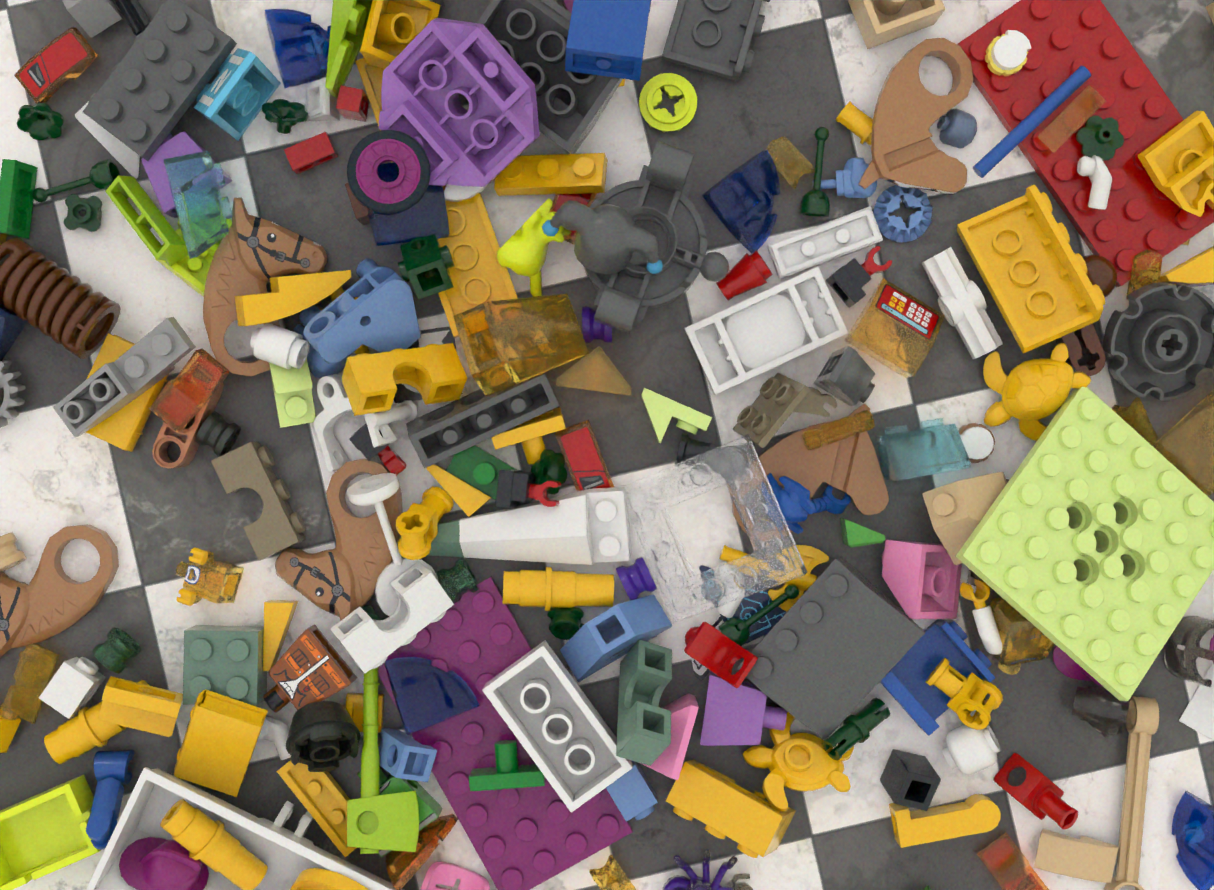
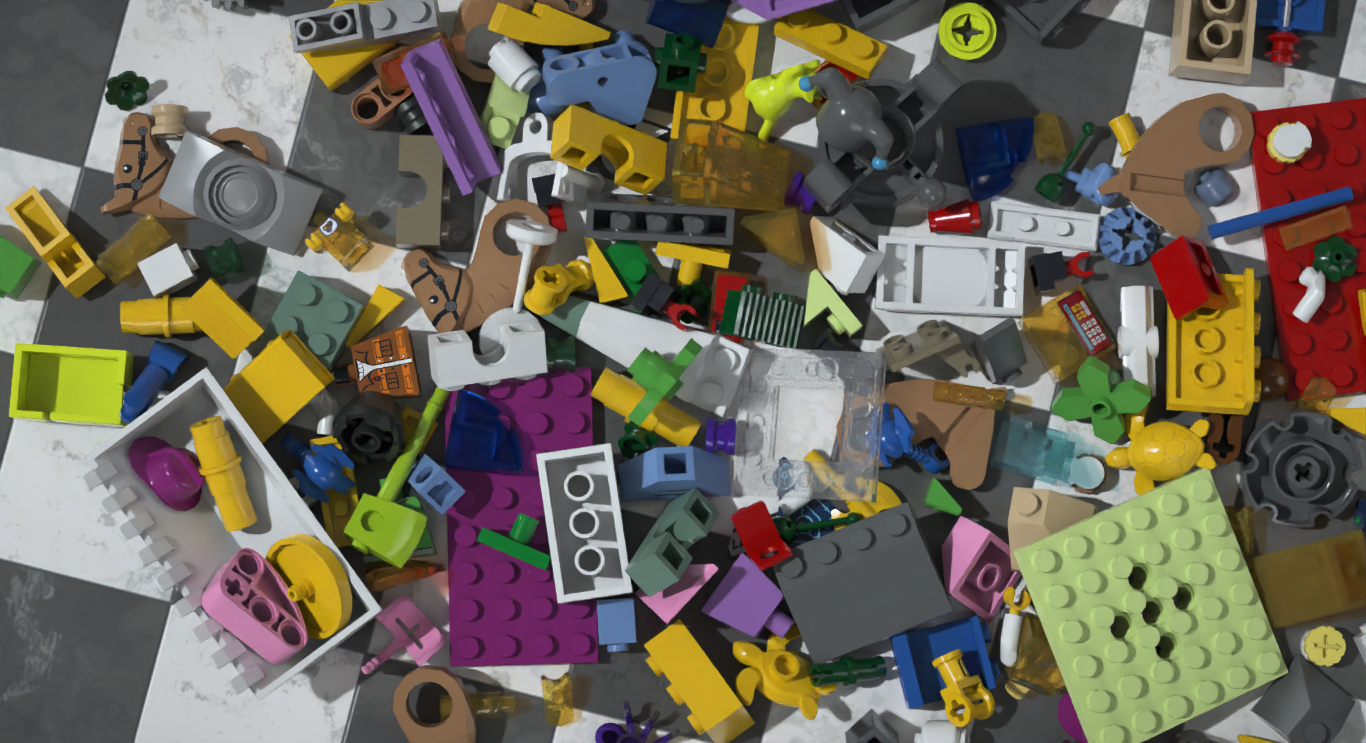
camera: 25 degrees right, 5 degrees down
(98, 586) = (240, 193): none -> light grey slope
(244, 421) = (451, 115): none -> medium lavender fence
(297, 795) = (320, 470): none -> blue piece
(556, 563) = (659, 377): none -> bright green plant
(619, 457) = (762, 318): none -> dark green brick
(662, 362) = (843, 256): none -> white slope
(958, 372) = (1102, 398): none -> bright green plant
(980, 223) = (1188, 277): none -> red panel

